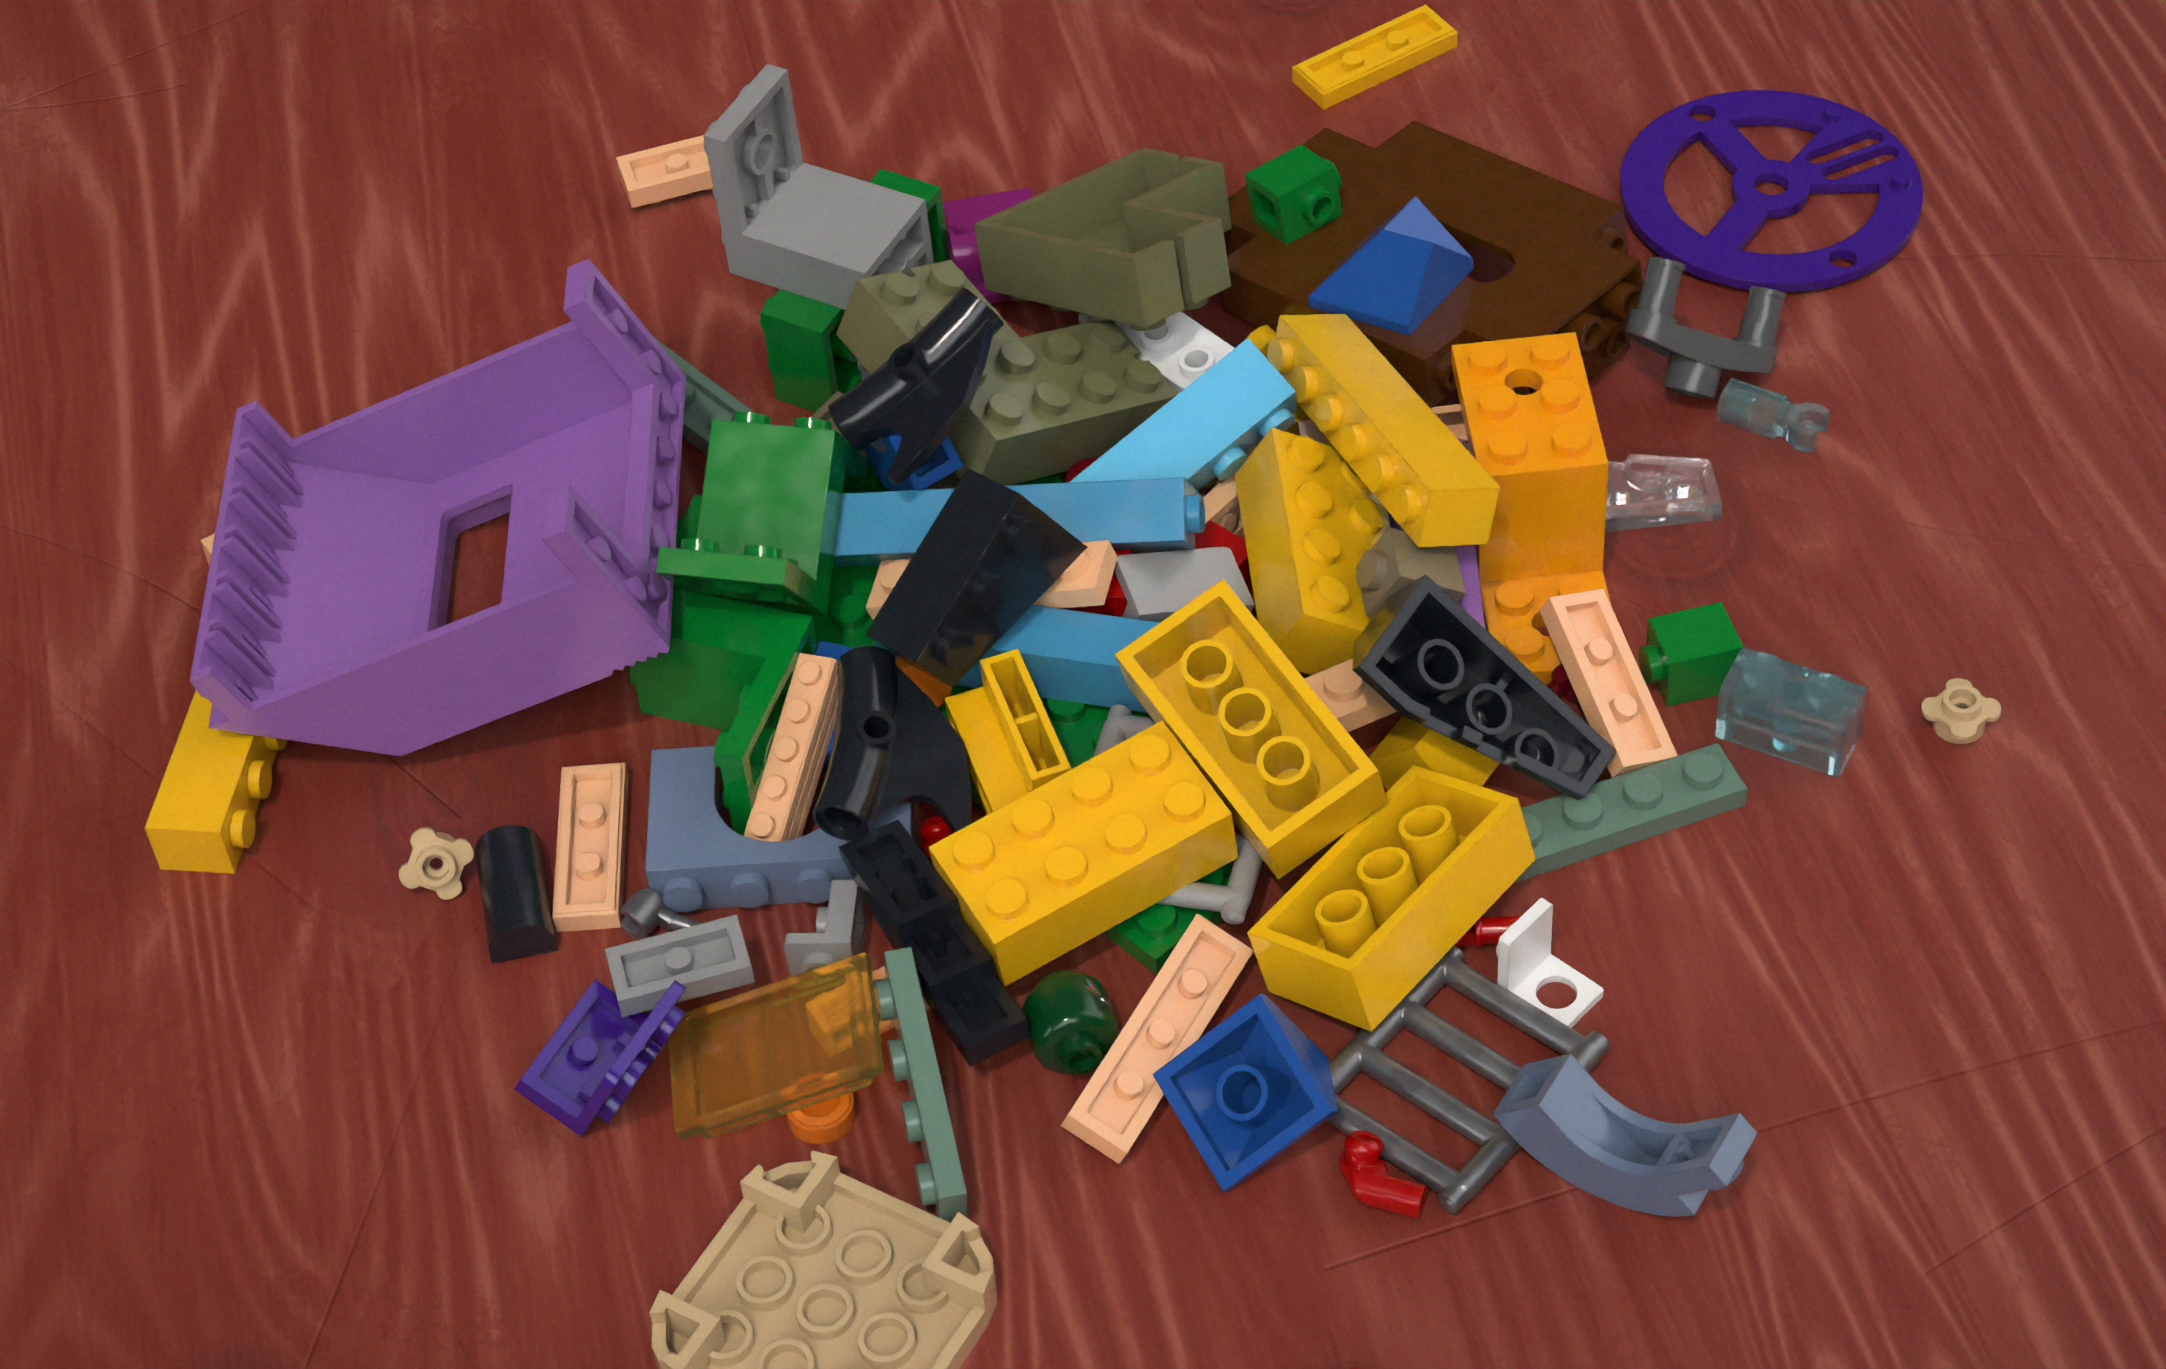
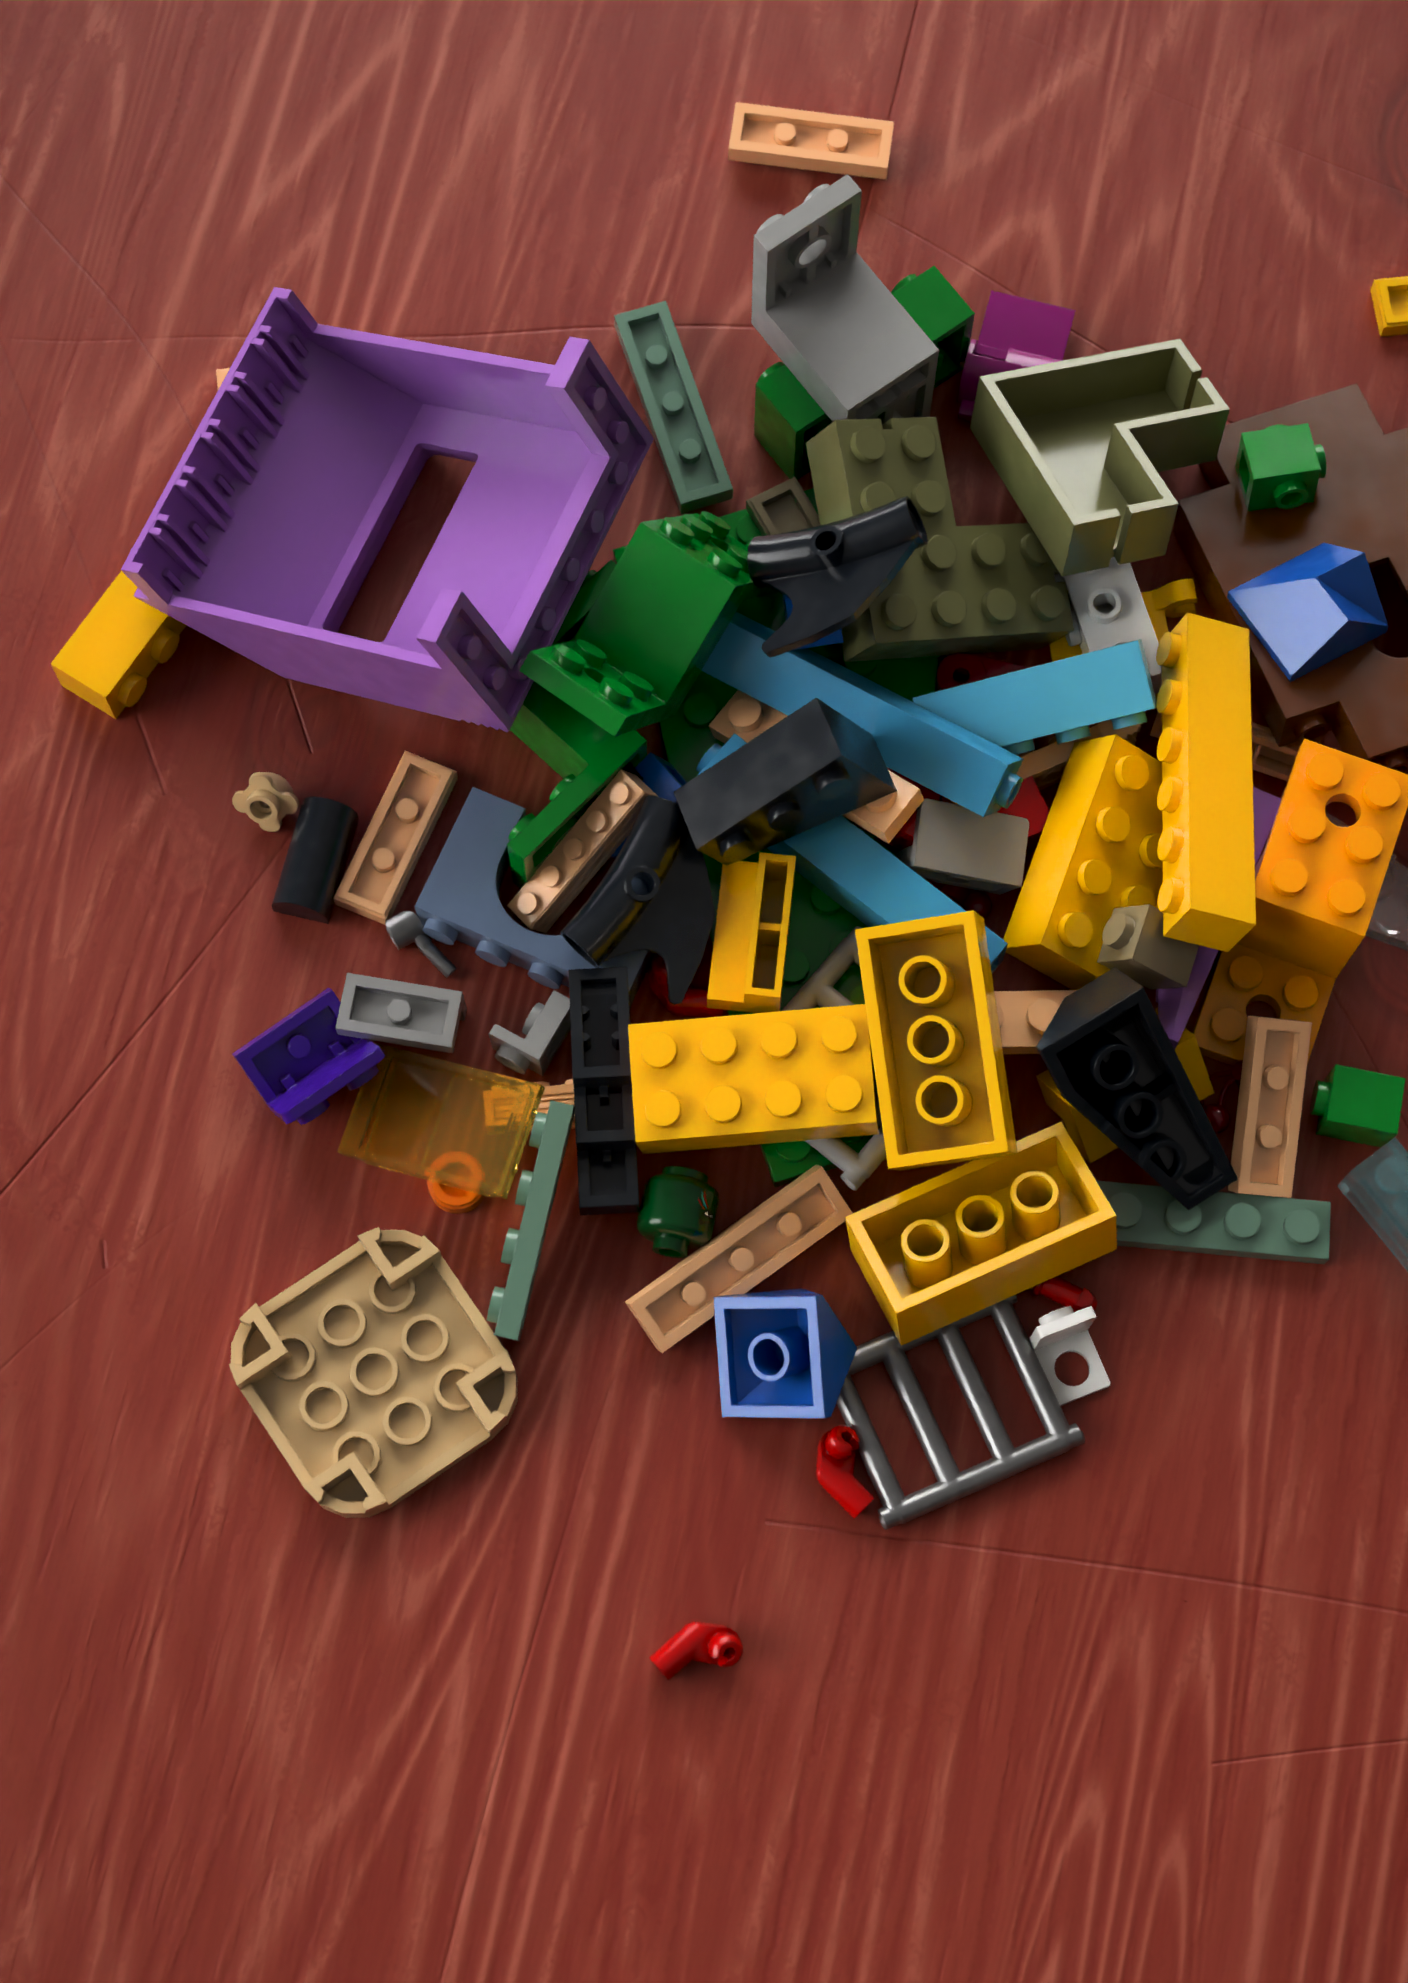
camera: 20 degrees right, 25 degrees up
(1614, 1151) = (1036, 1551): sand blue arch -> none

